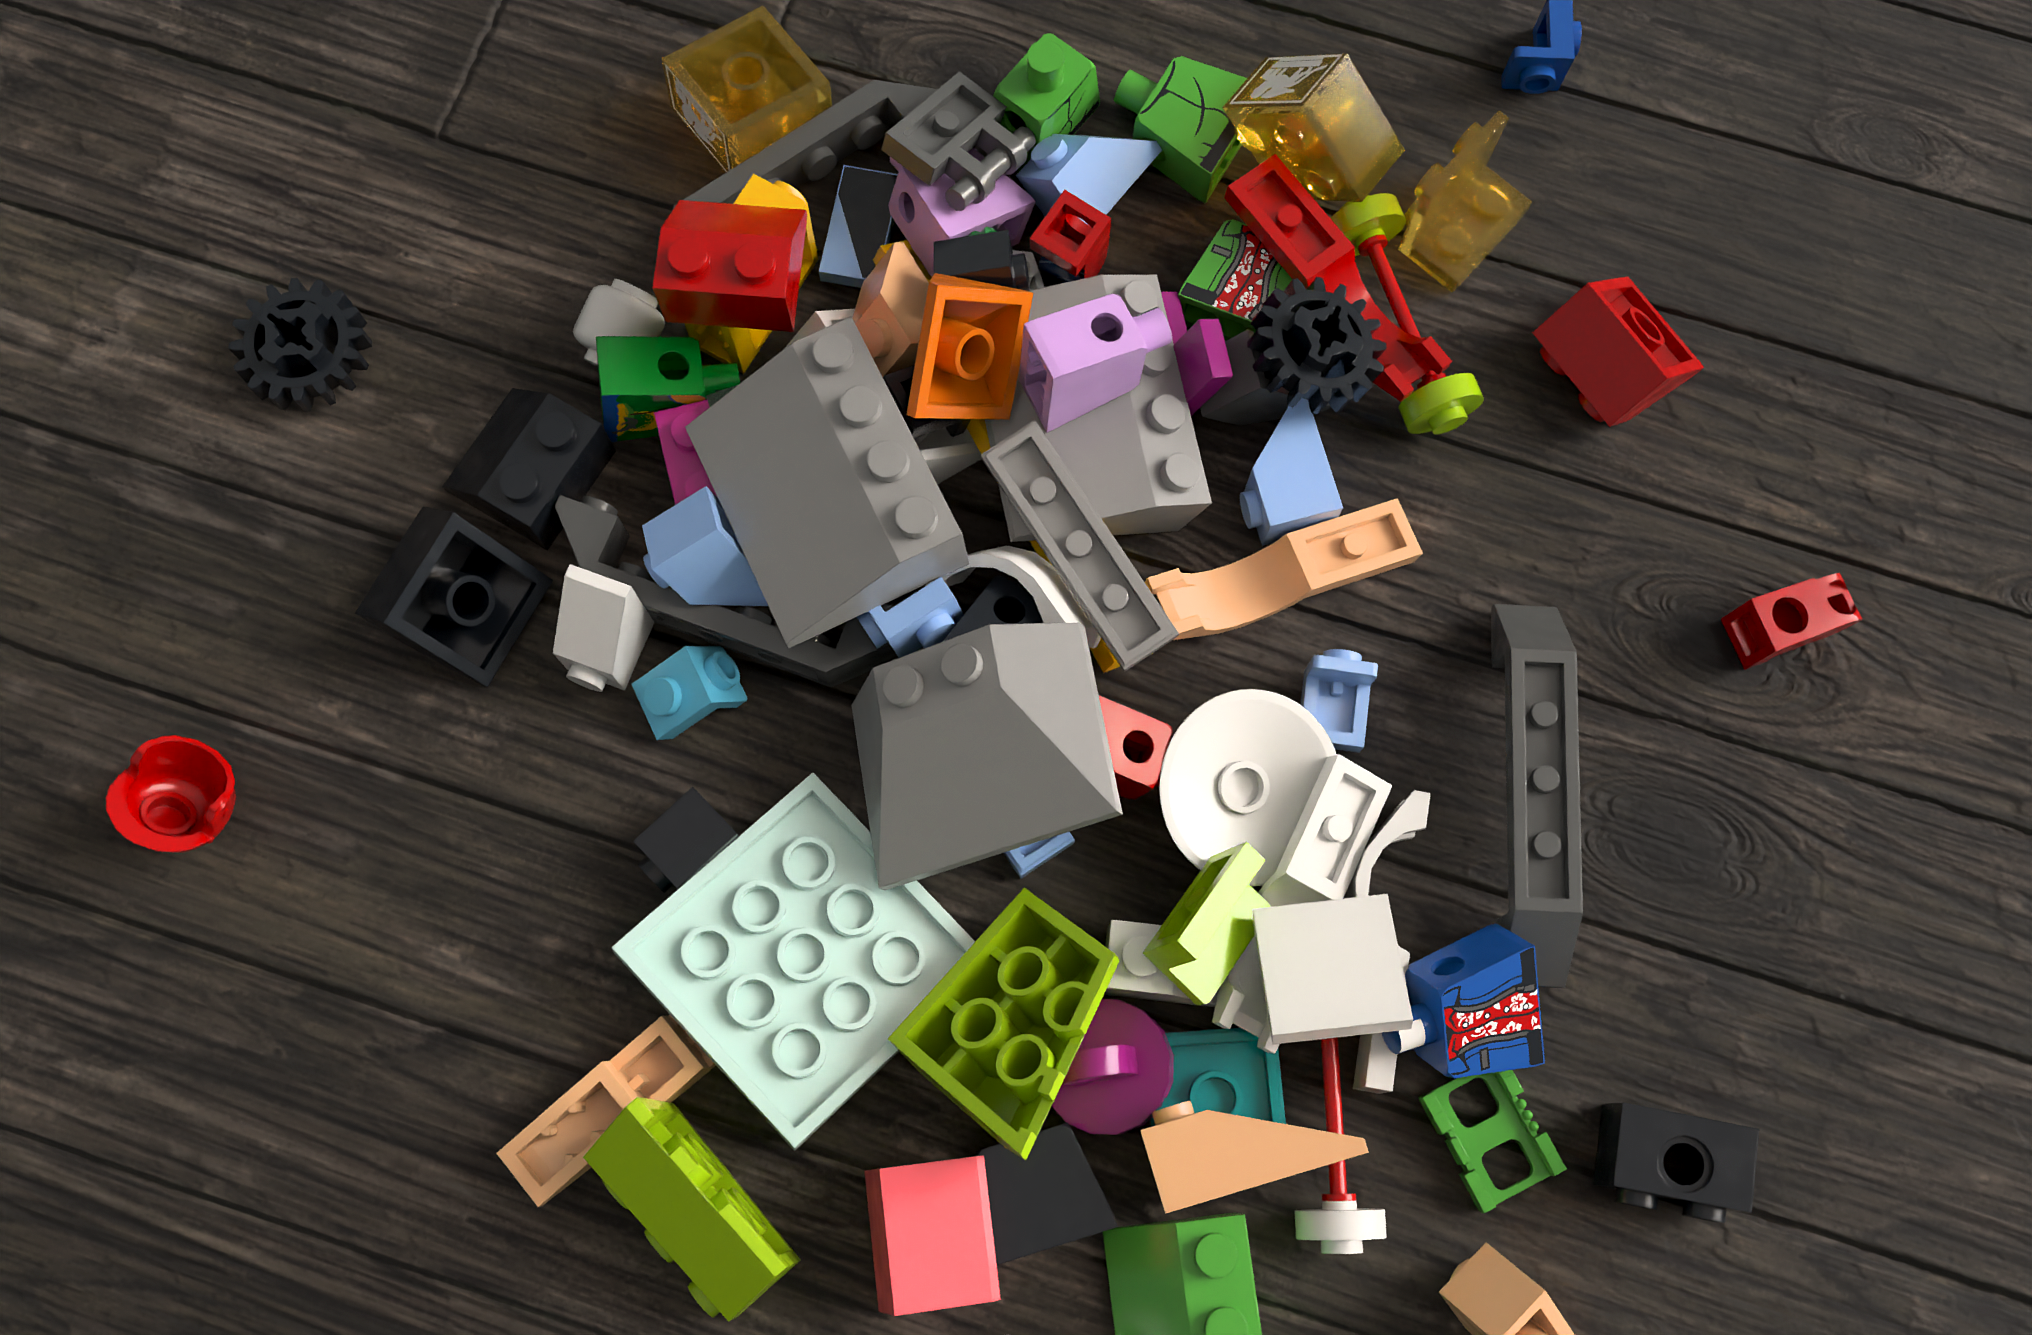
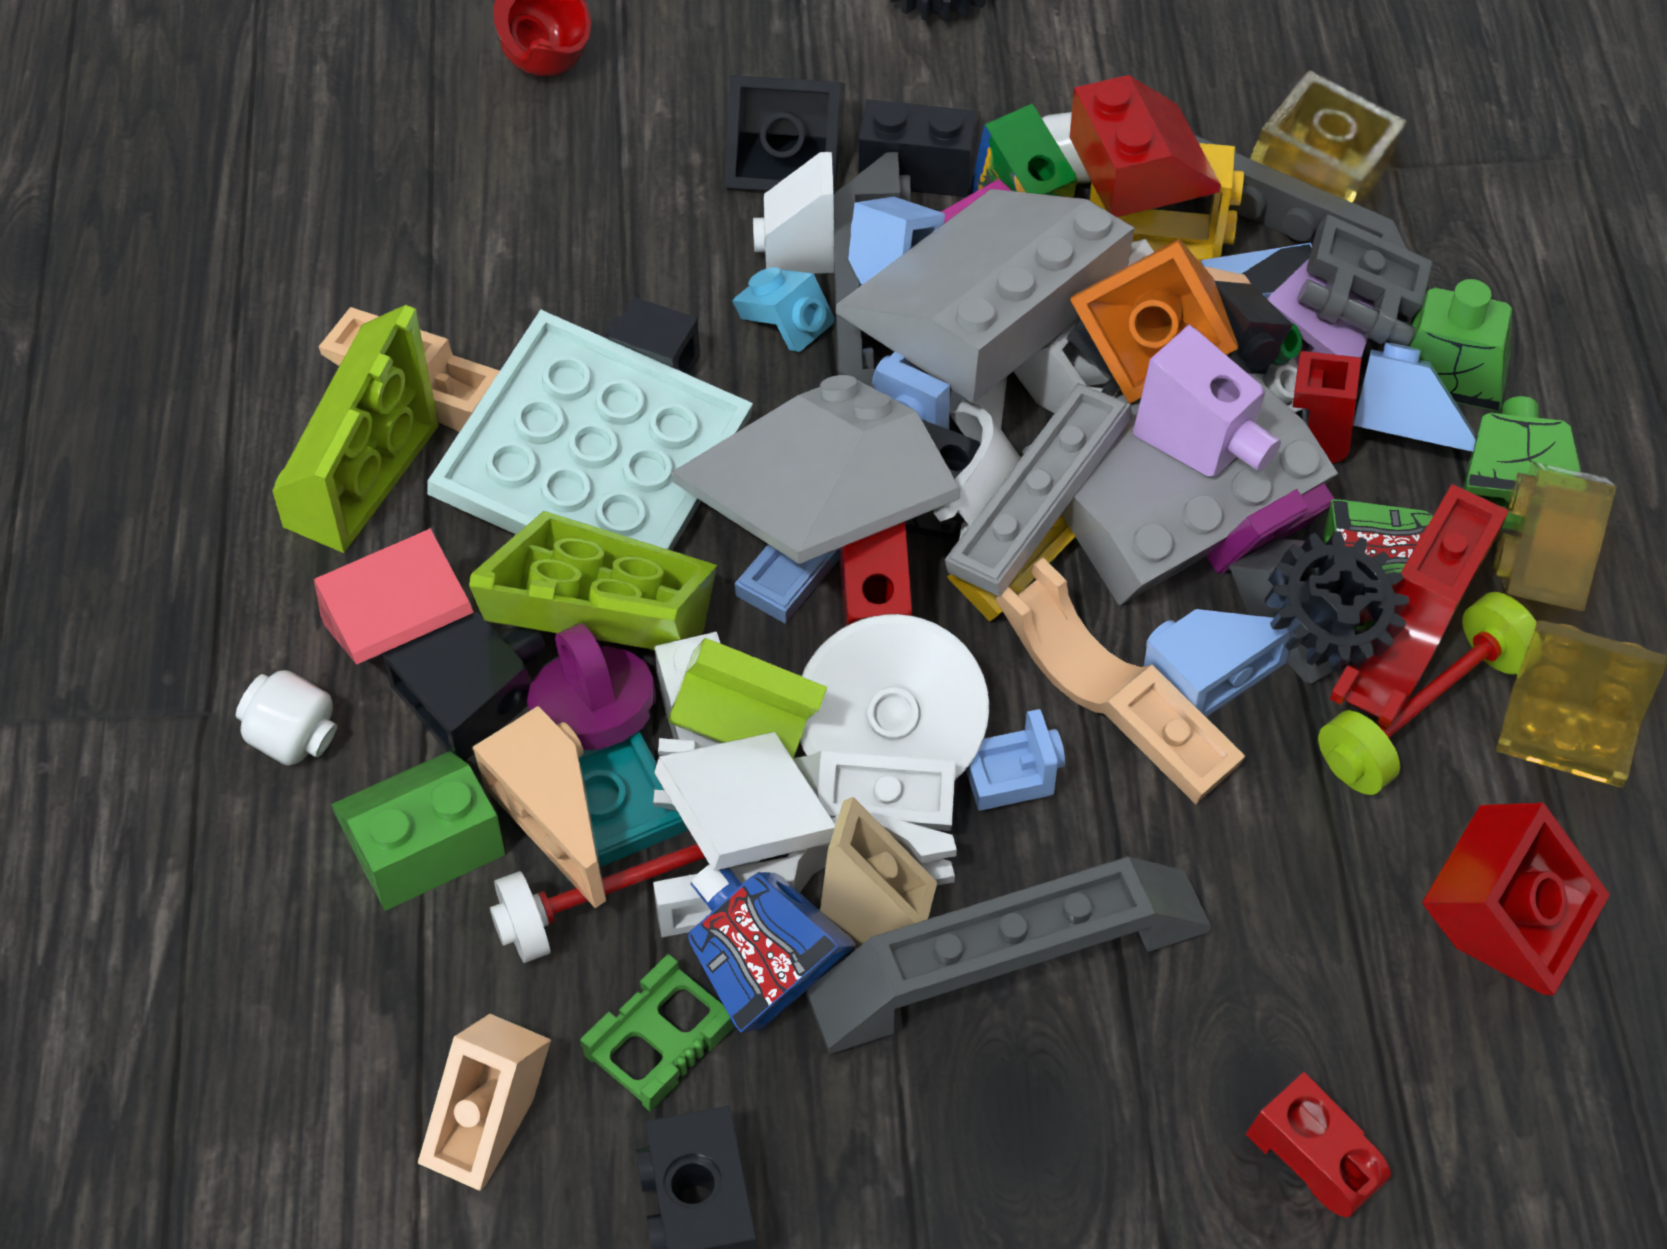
camera: 70 degrees right, 20 degrees down
(1447, 883) = (871, 878): none -> tan slope

